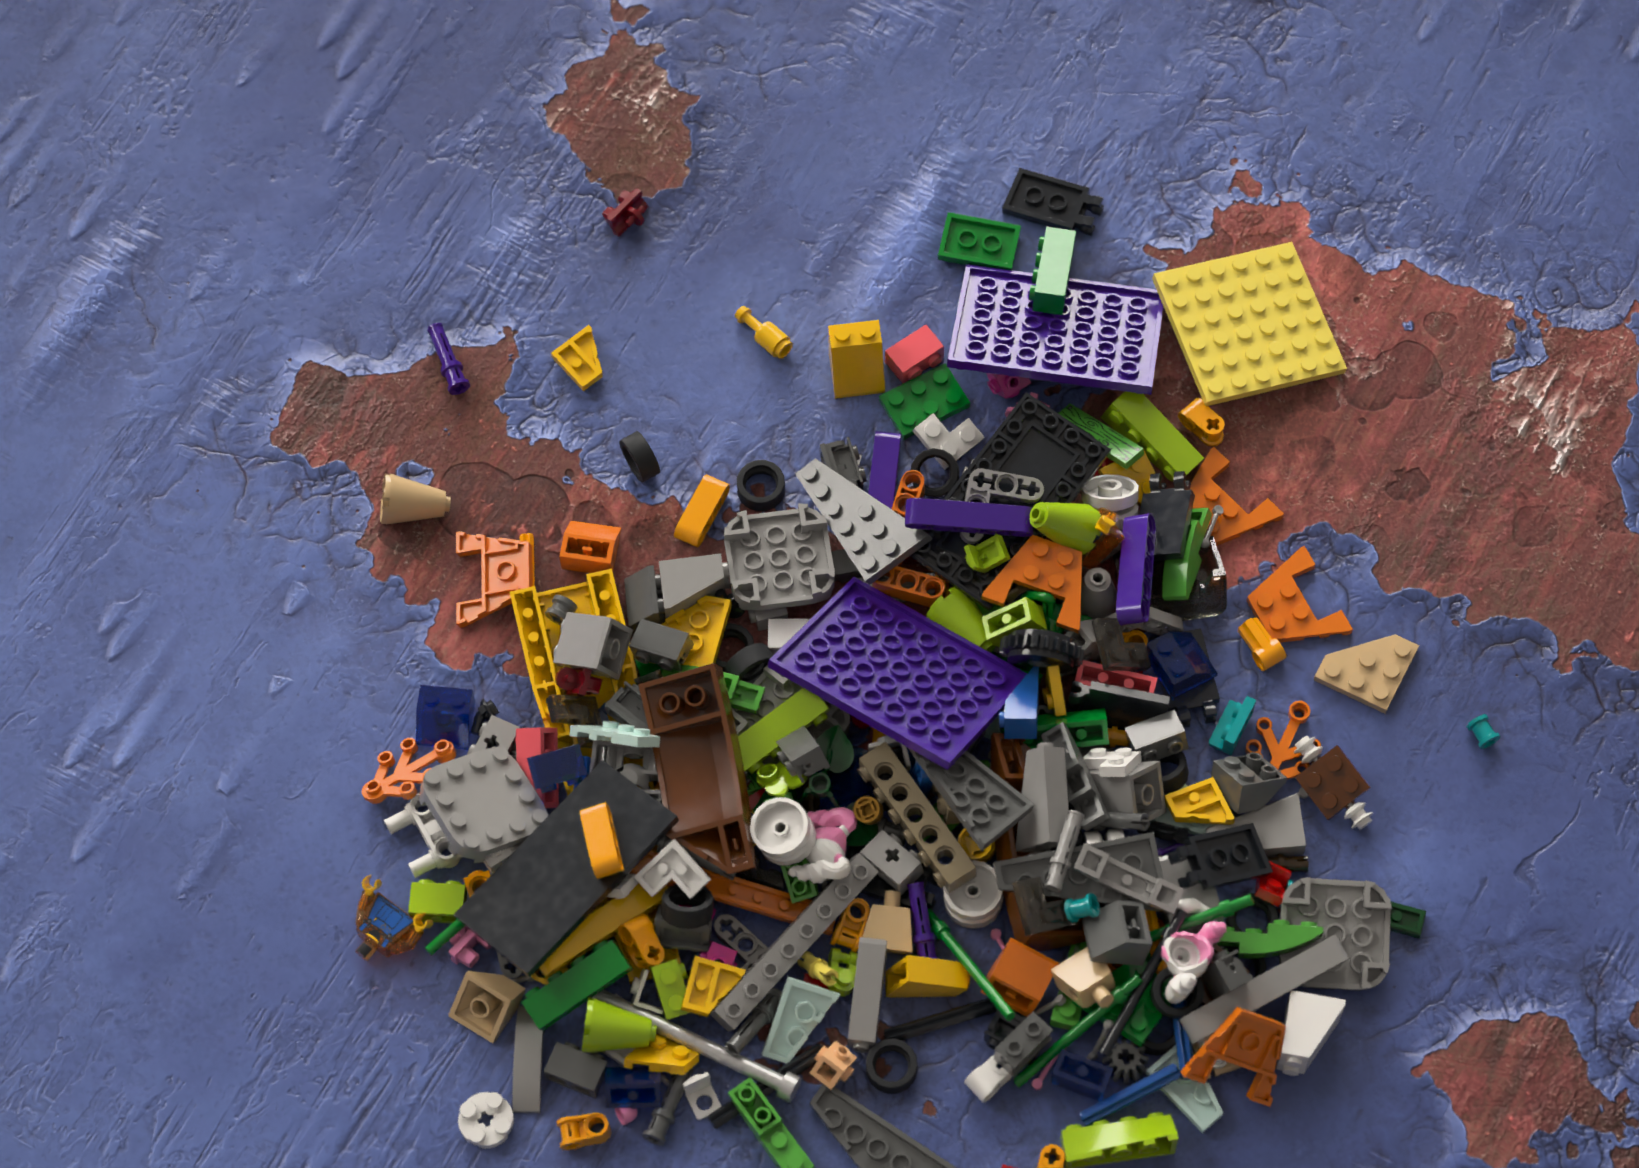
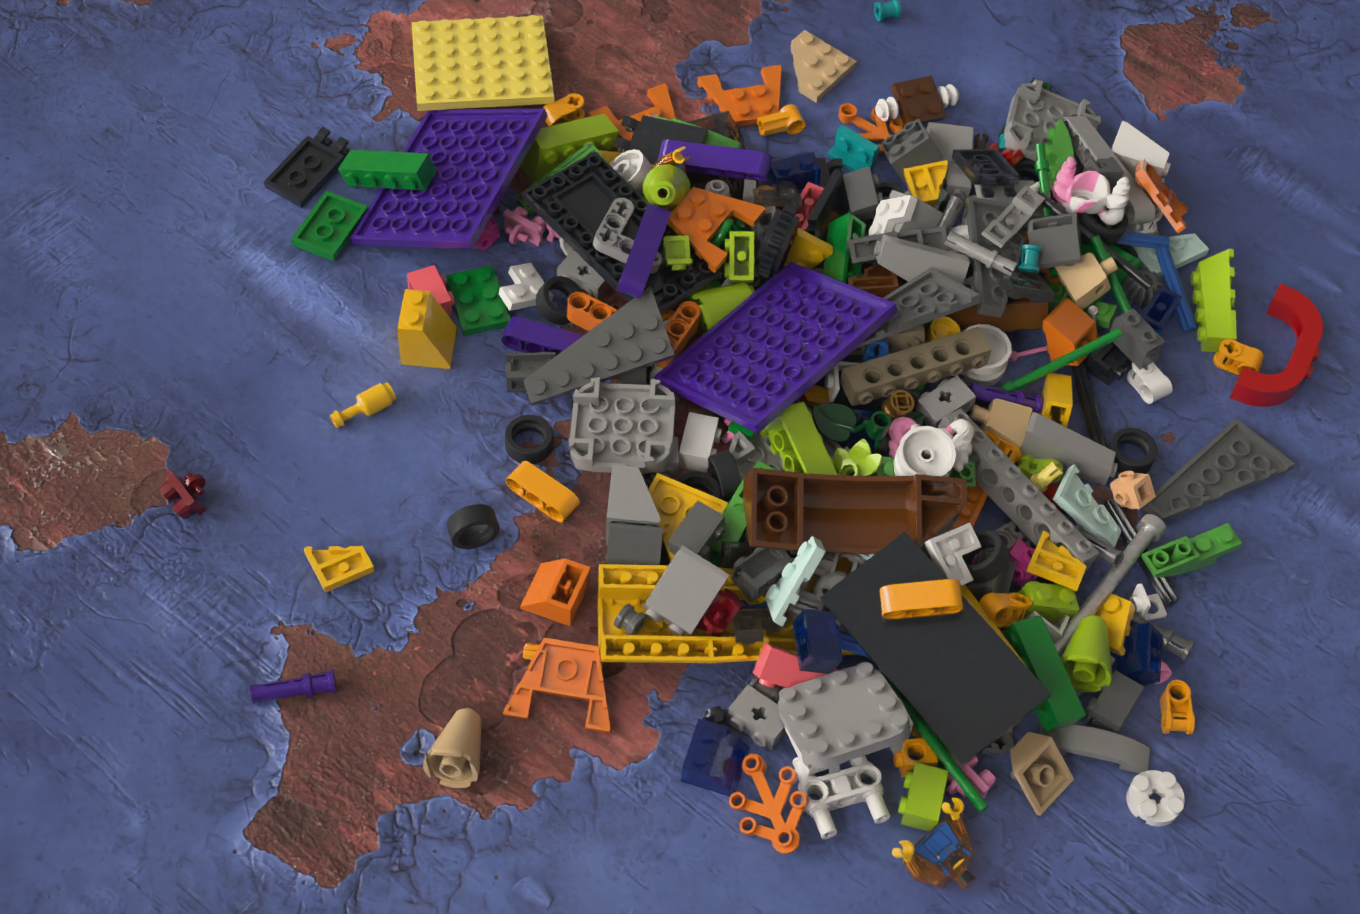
camera: 85 degrees left, 10 degrees down
(801, 754) = (847, 429): dark grey hinge -> none
(1021, 709) = (835, 262): blue slope -> none
(1107, 1026) = (1124, 277): light grey hinge -> none

